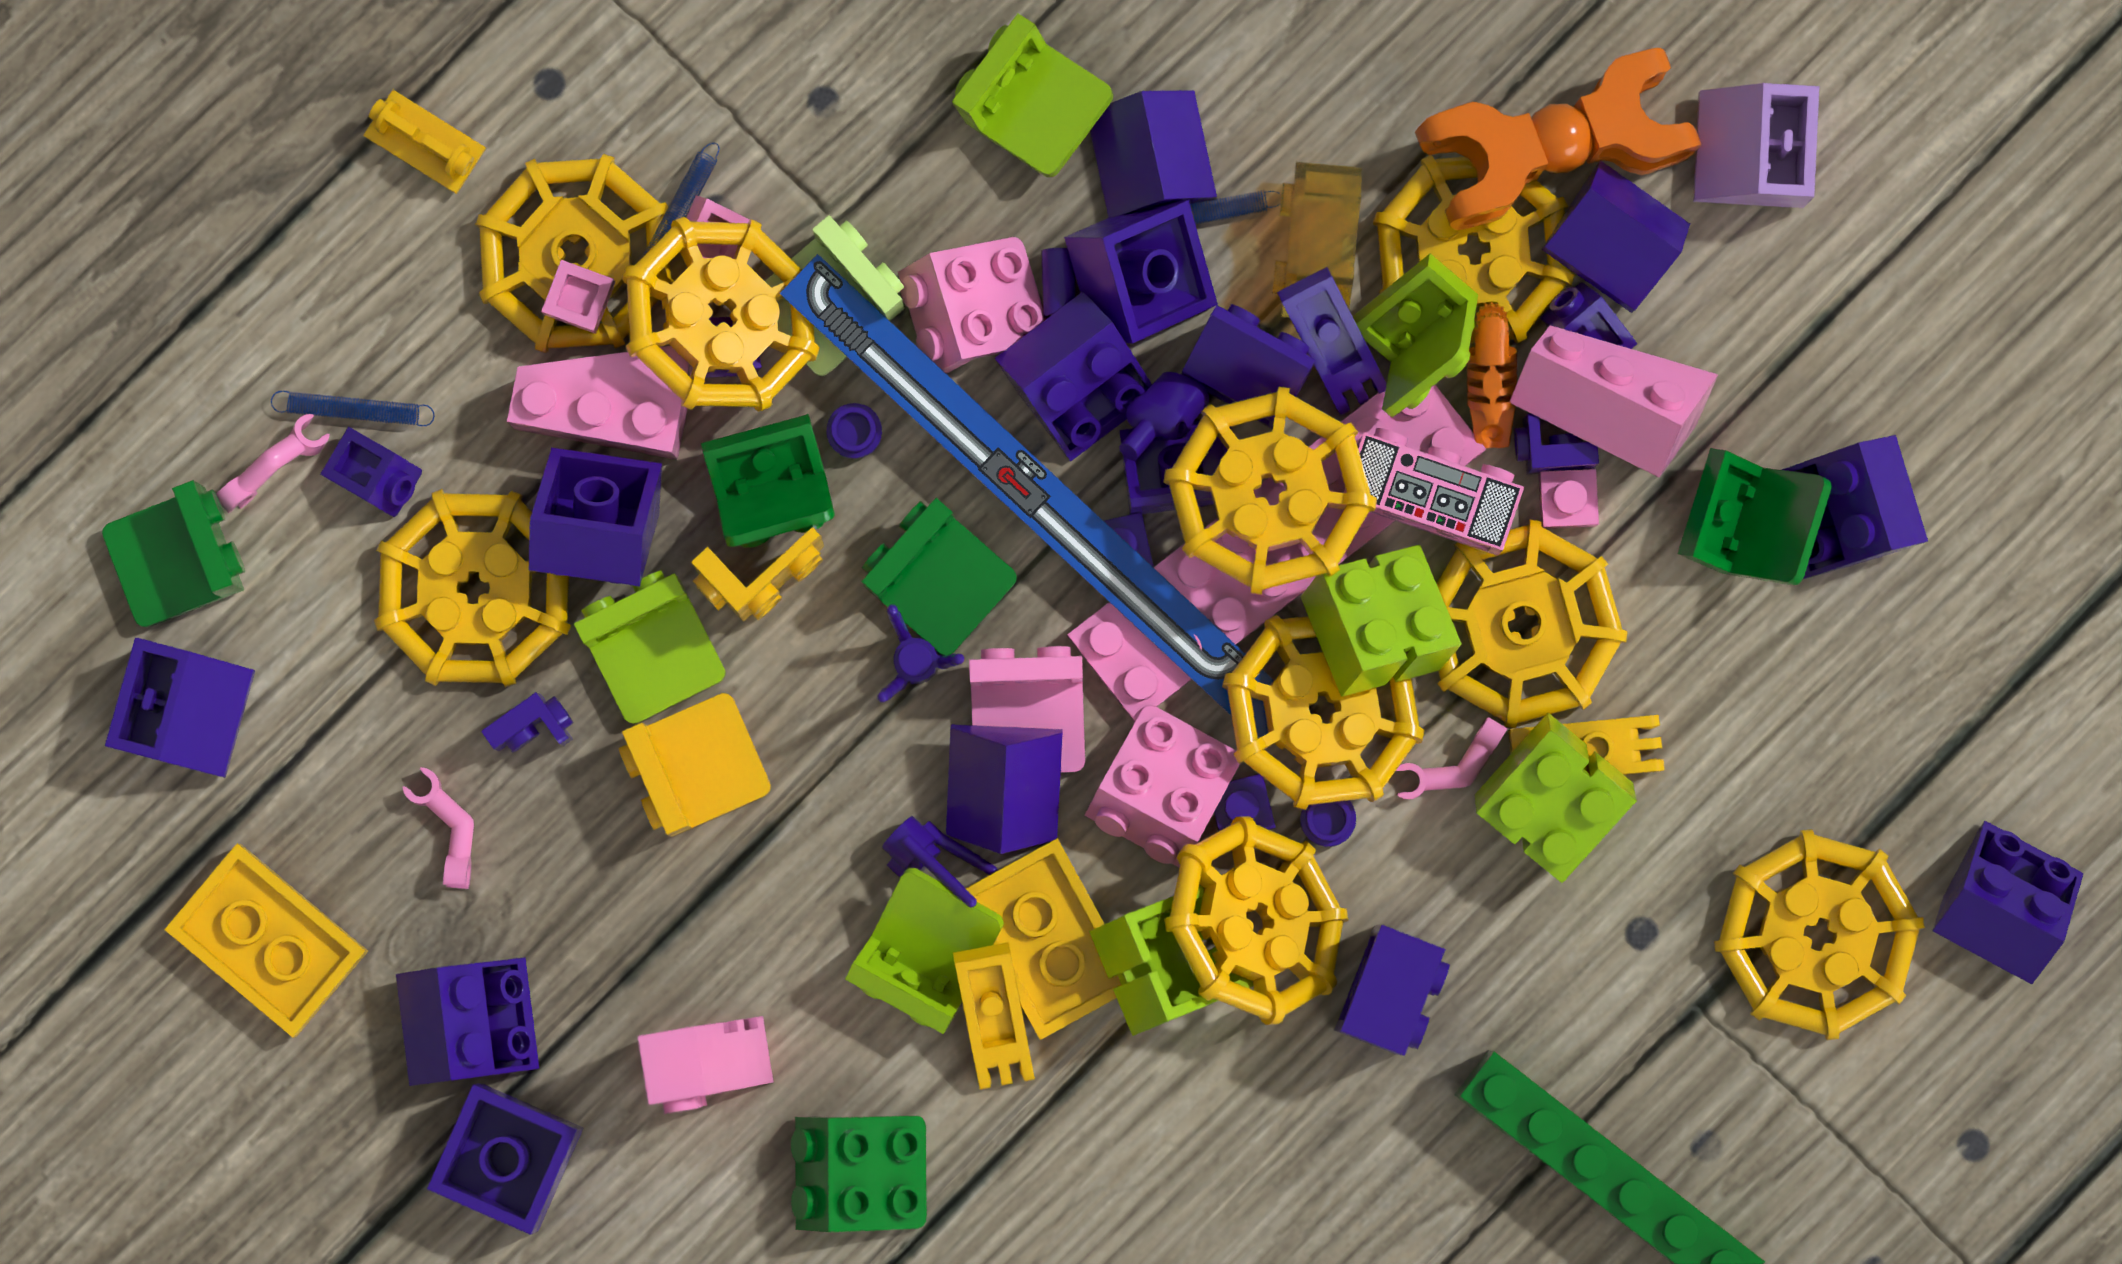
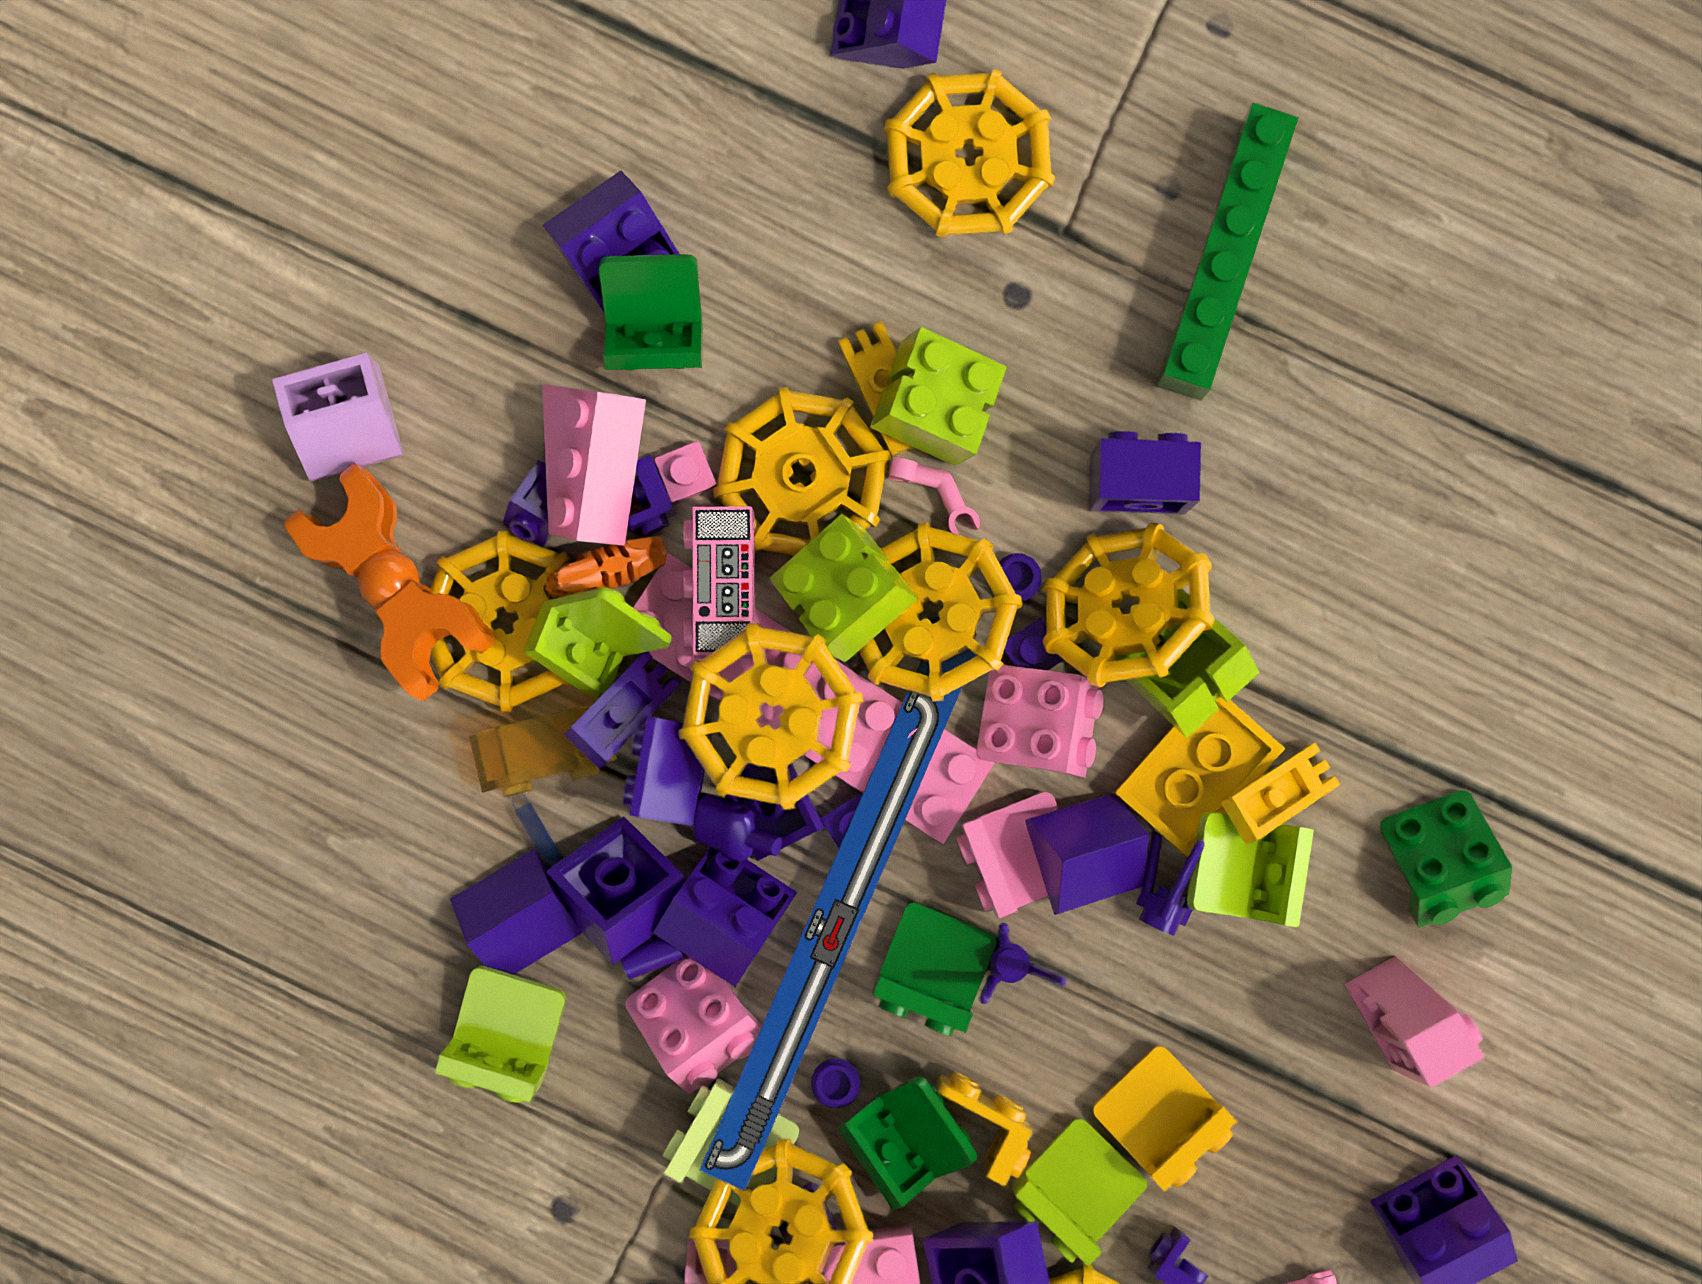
camera: 110 degrees left, 0 degrees up
(505, 1158) = (1548, 1158): dark purple brick -> none
(1617, 237) = (455, 504): dark purple slope -> none

